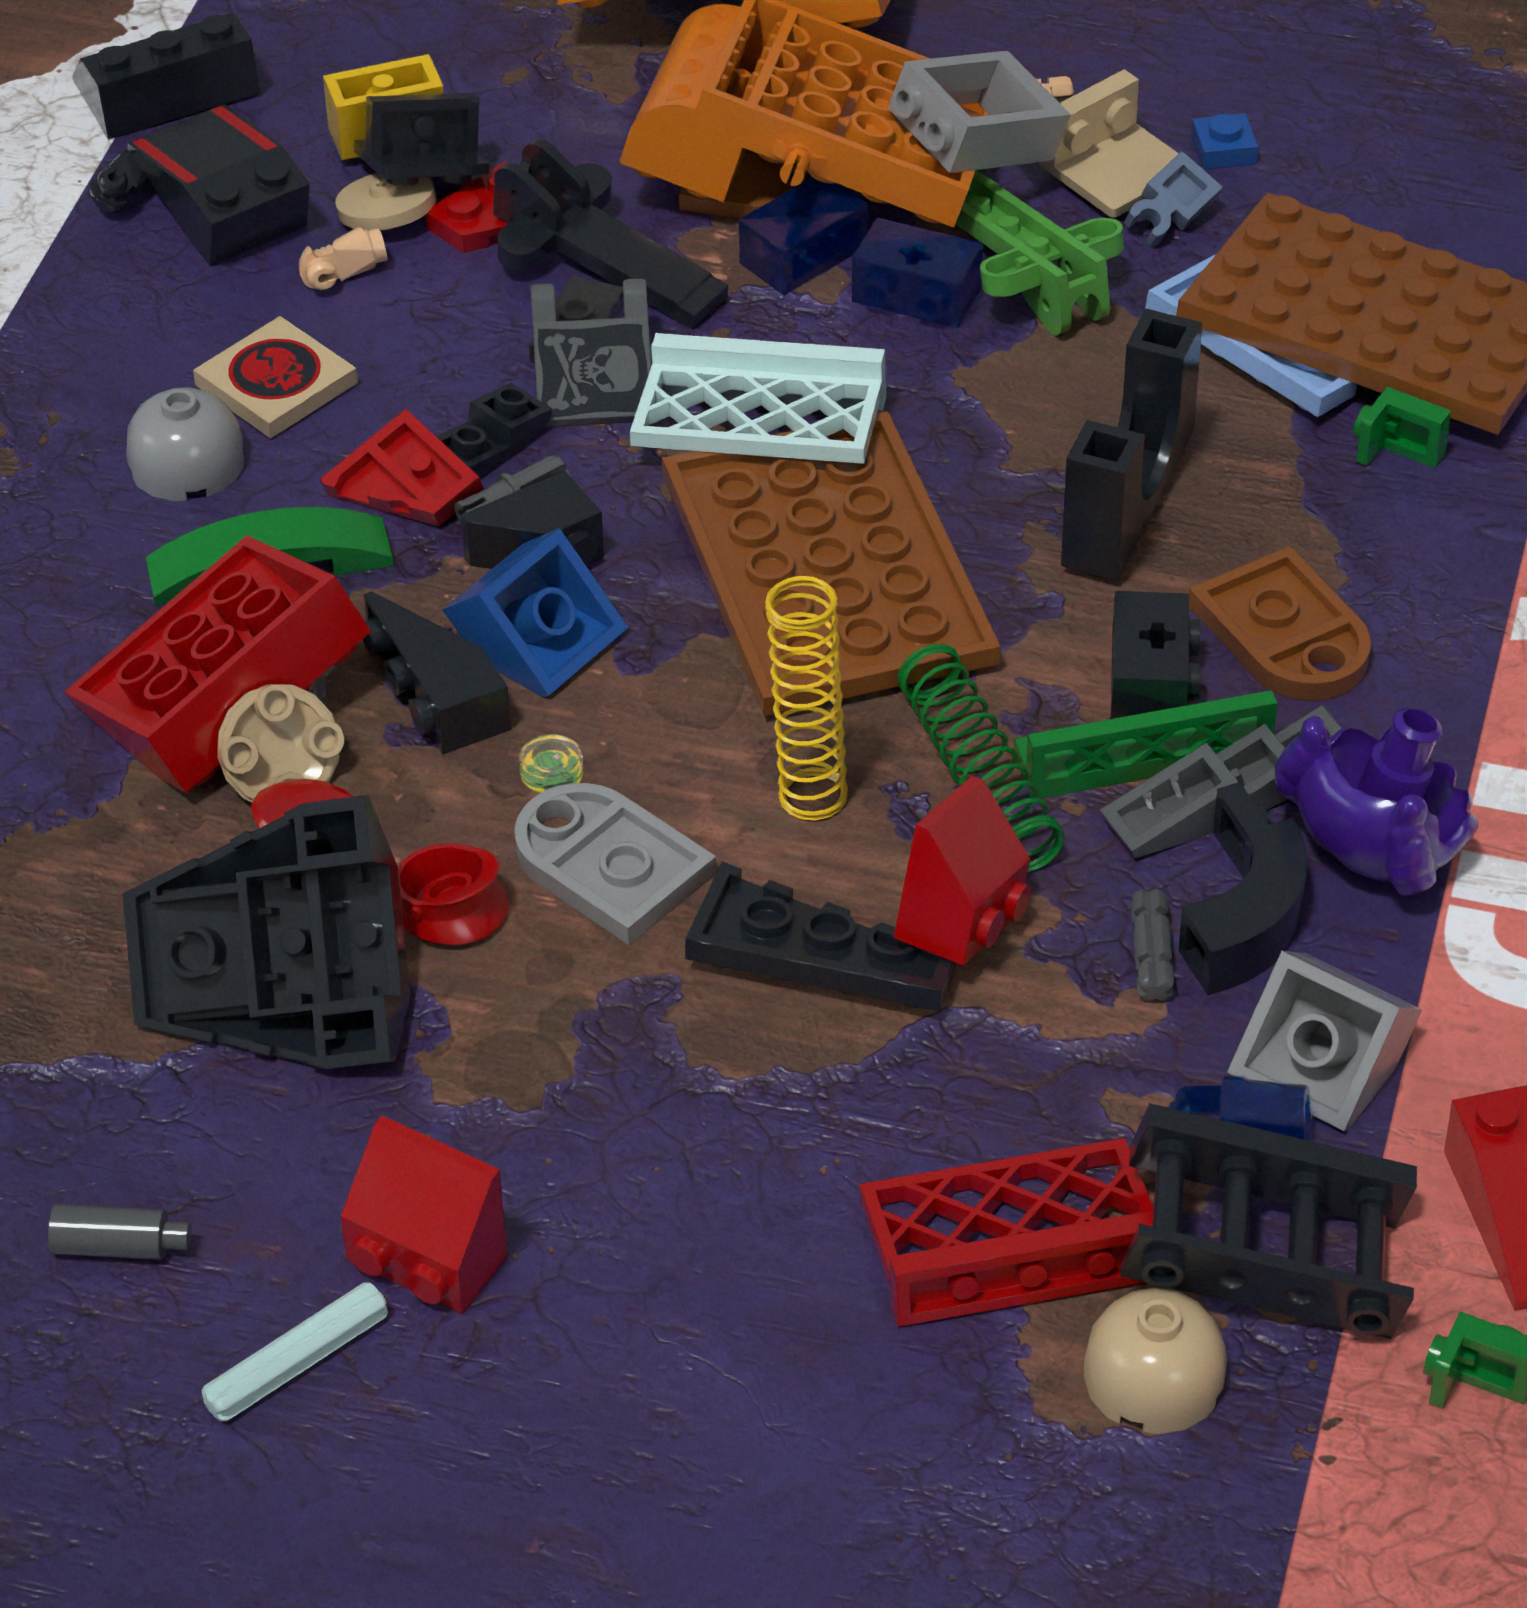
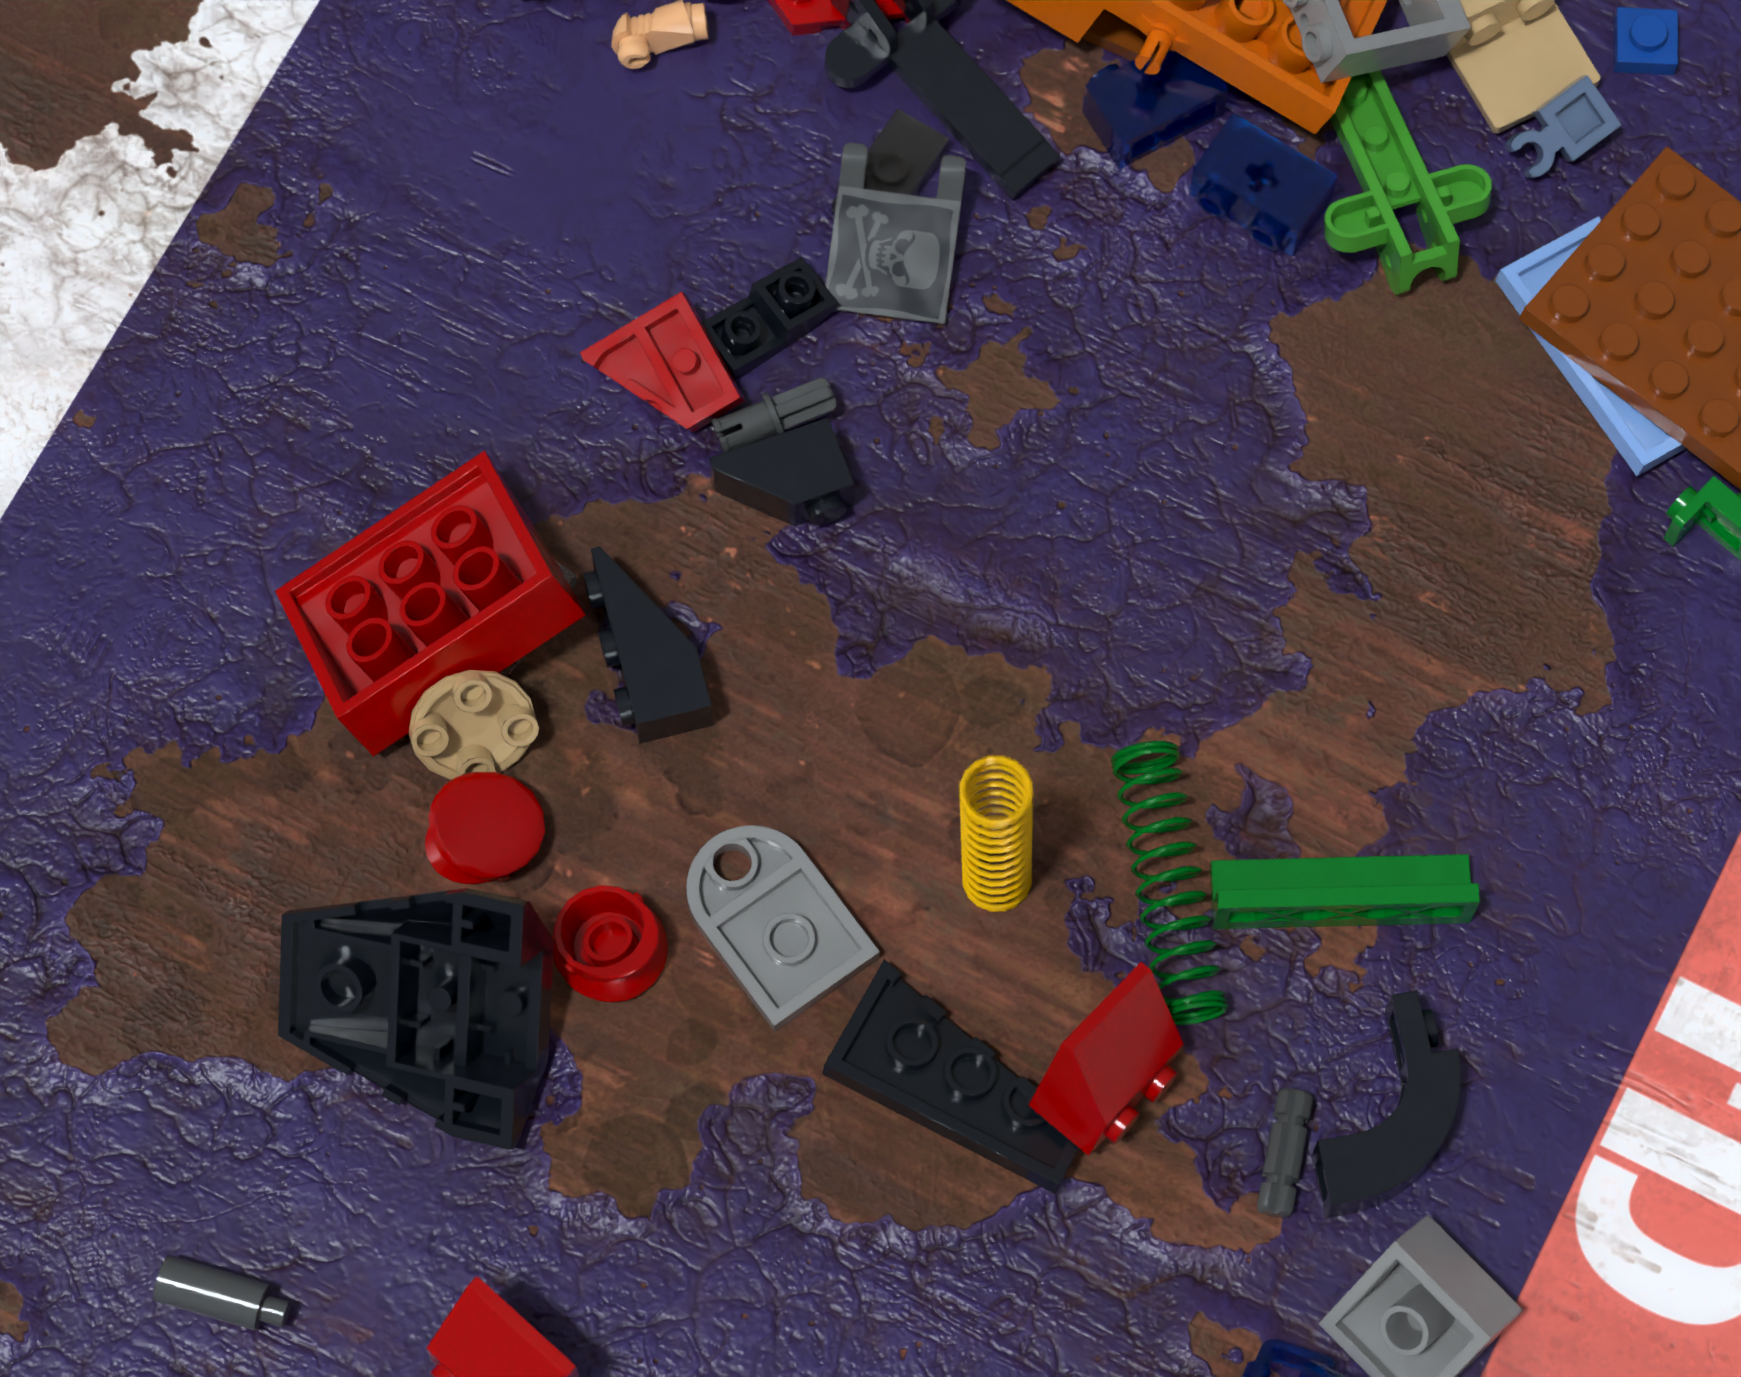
camera: 10 degrees right, 25 degrees up
(184, 444) = (449, 275): light grey cylinder -> none
(275, 376) = (561, 187): tan tile -> none
(312, 534) = (514, 436): green slope -> none
(538, 614) = (764, 594): blue slope -> none
(550, 762) = (743, 786): clear tile -> none
(757, 375) = (1062, 301): light aqua fence -> none
(847, 524) = (1078, 575): dark orange plate -> none
(1122, 470) = (1392, 563): black arch -> none
(1152, 653) = (1386, 749): black brick -> none
(1181, 799) = (1427, 959): dark grey slope -> none
(1284, 621) = (1527, 754): dark orange tile -> none
(1377, 800) = (1553, 1049): dark purple piece -> none

